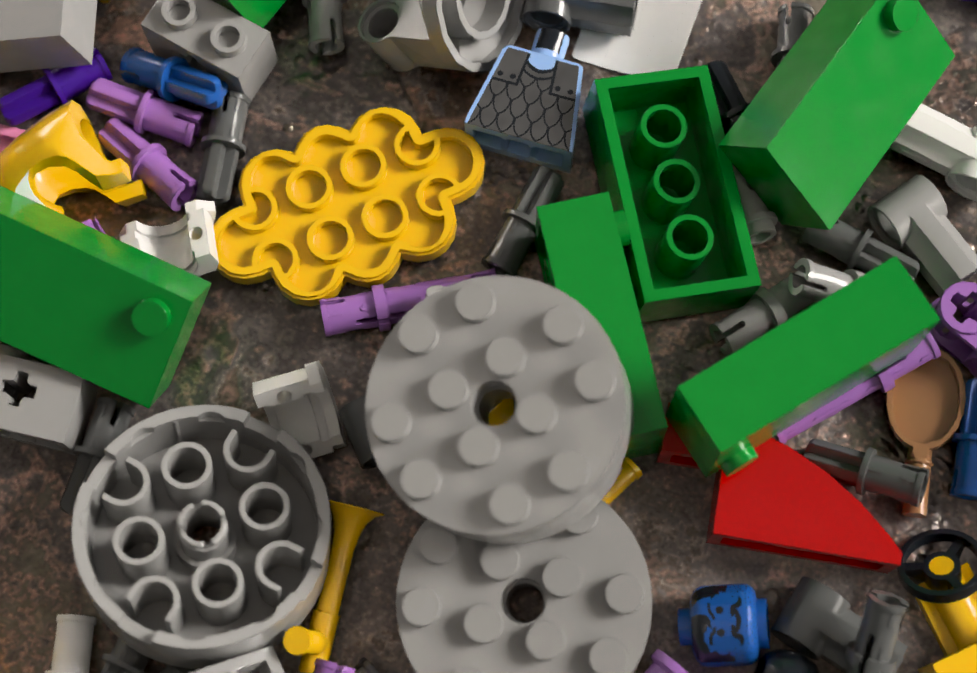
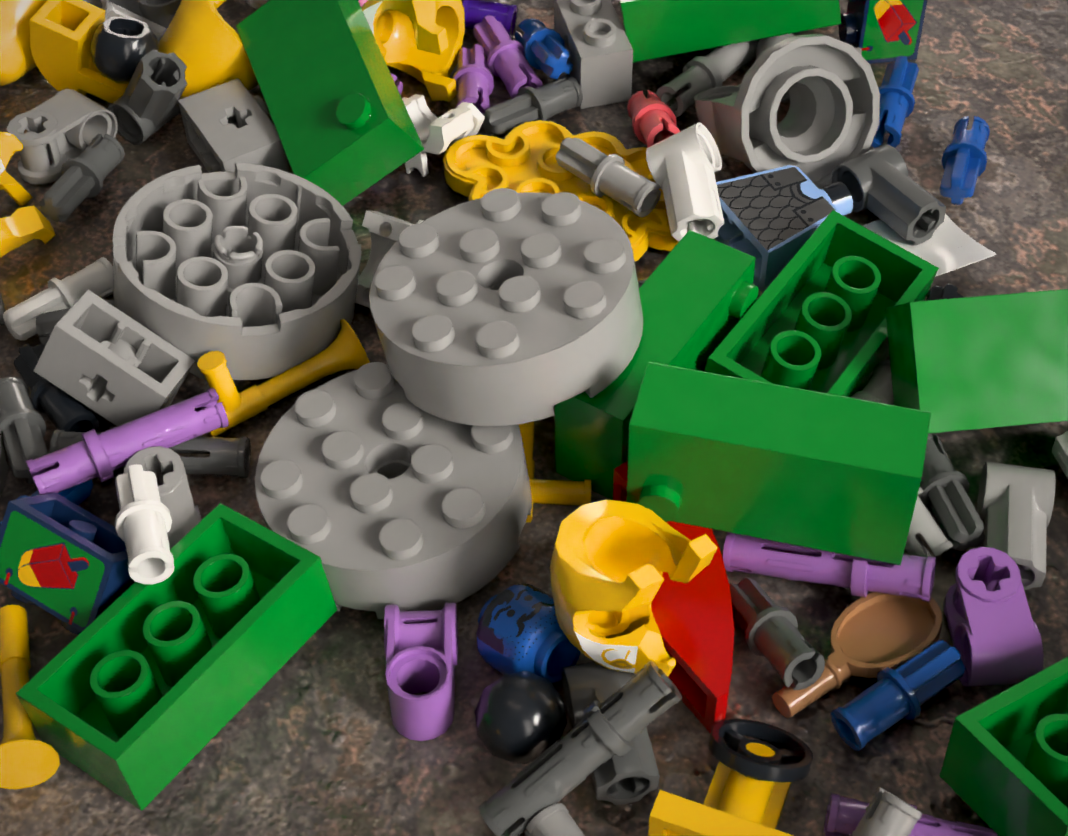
camera: 45 degrees right, 25 degrees down
(346, 86) = (651, 118): none -> coral pin
(375, 179) = (609, 176): none -> light grey axle
(439, 127) = (685, 172): none -> white piece
(782, 571) = (607, 575): none -> yellow piece

